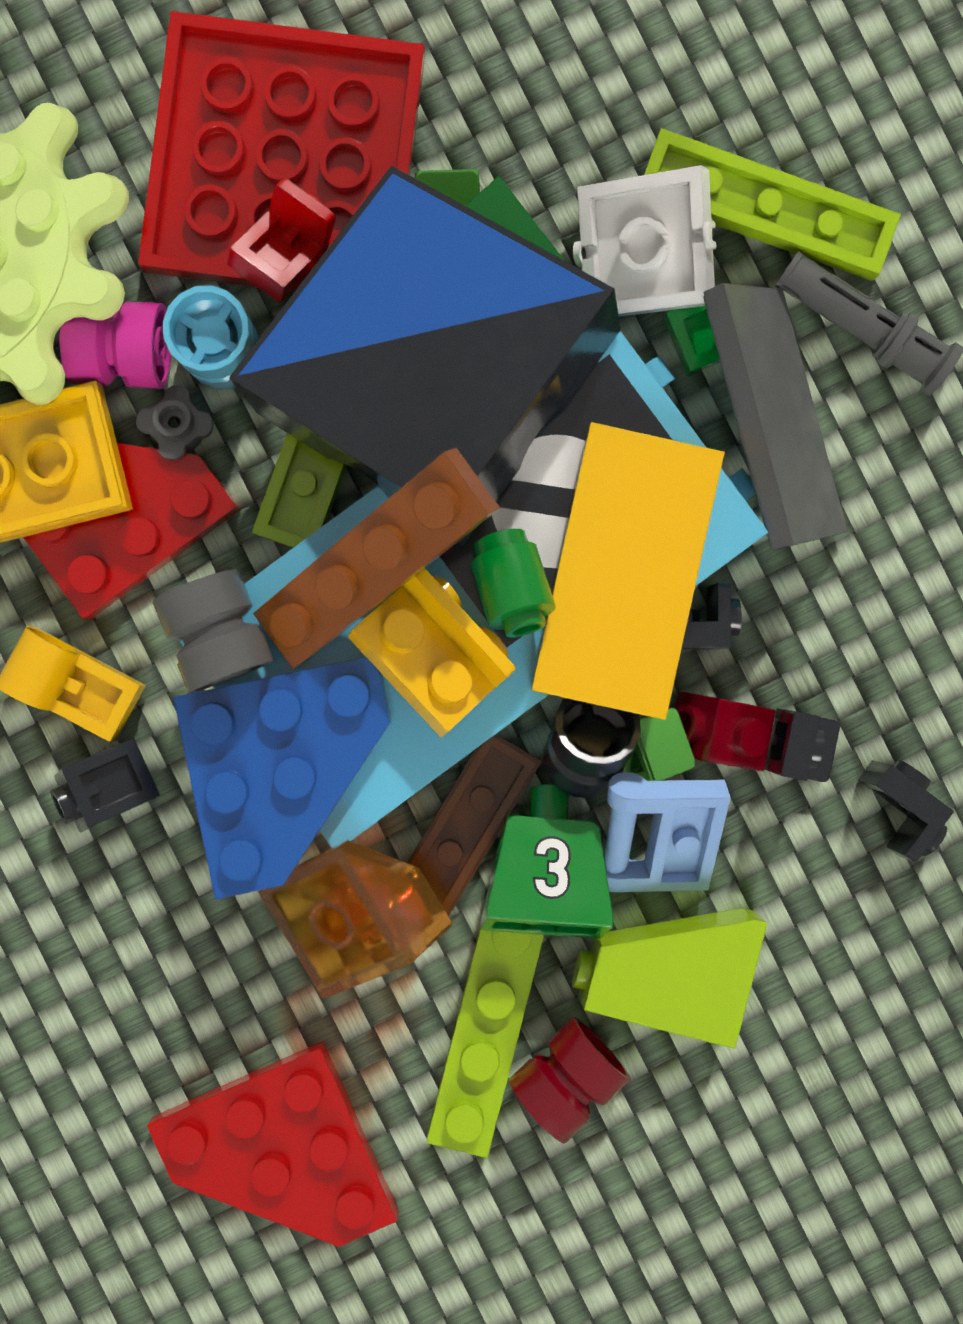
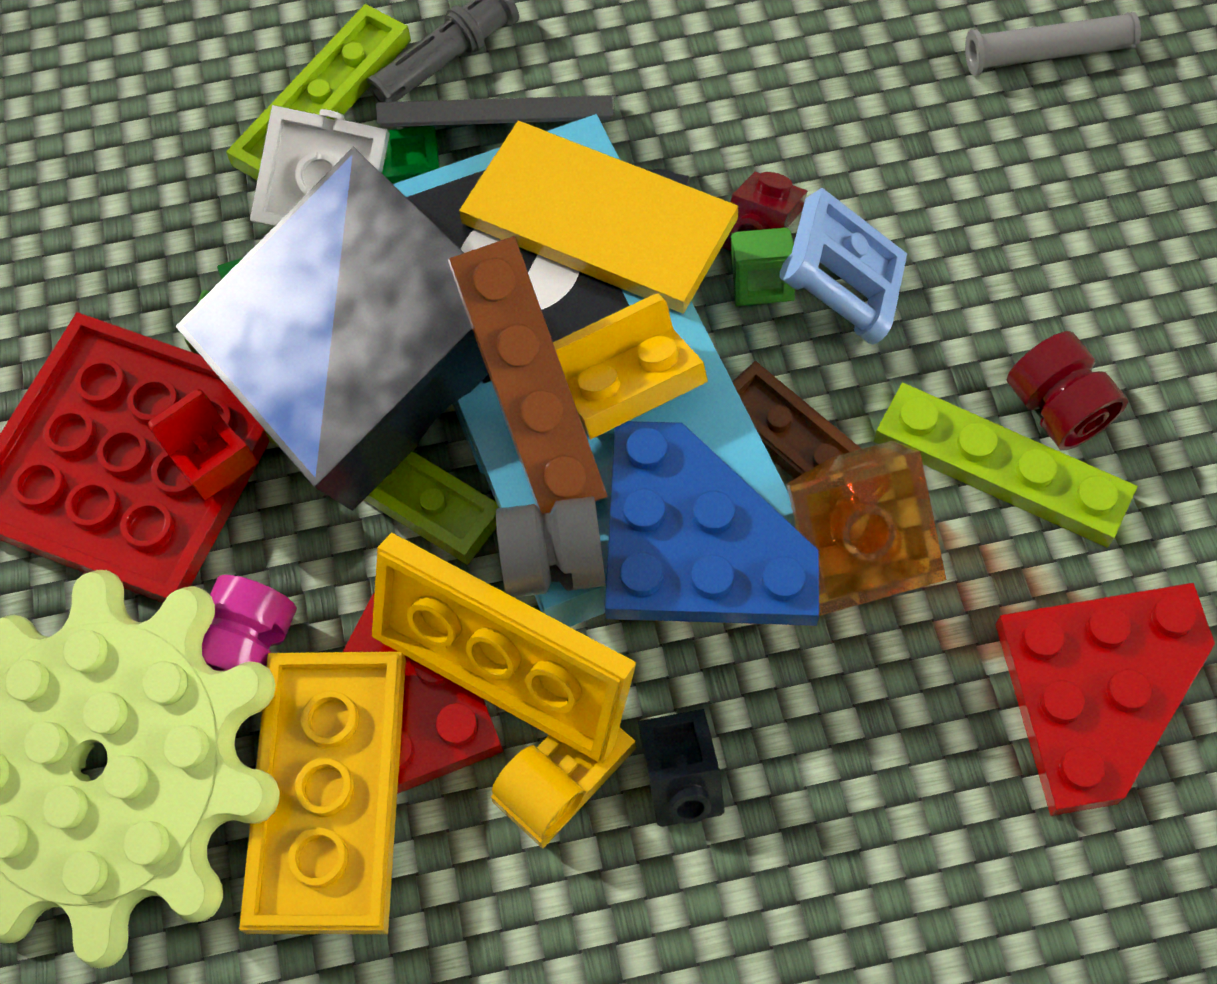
camera: 70 degrees left, 25 degrees down
(128, 602) = (500, 648): none -> yellow tile
(180, 440) = (341, 623): dark grey plate -> none
(209, 334) = (268, 539): medium azure wheel -> none
(512, 583) = (582, 290): green brick -> none
(548, 873) = (863, 364): green torso -> none
(588, 747) = (748, 302): black wheel -> none
(676, 974) = (980, 286): lime slope -> none
(802, 746) = (789, 150): black bracket -> none
(906, 791) = (861, 84): black bracket -> none

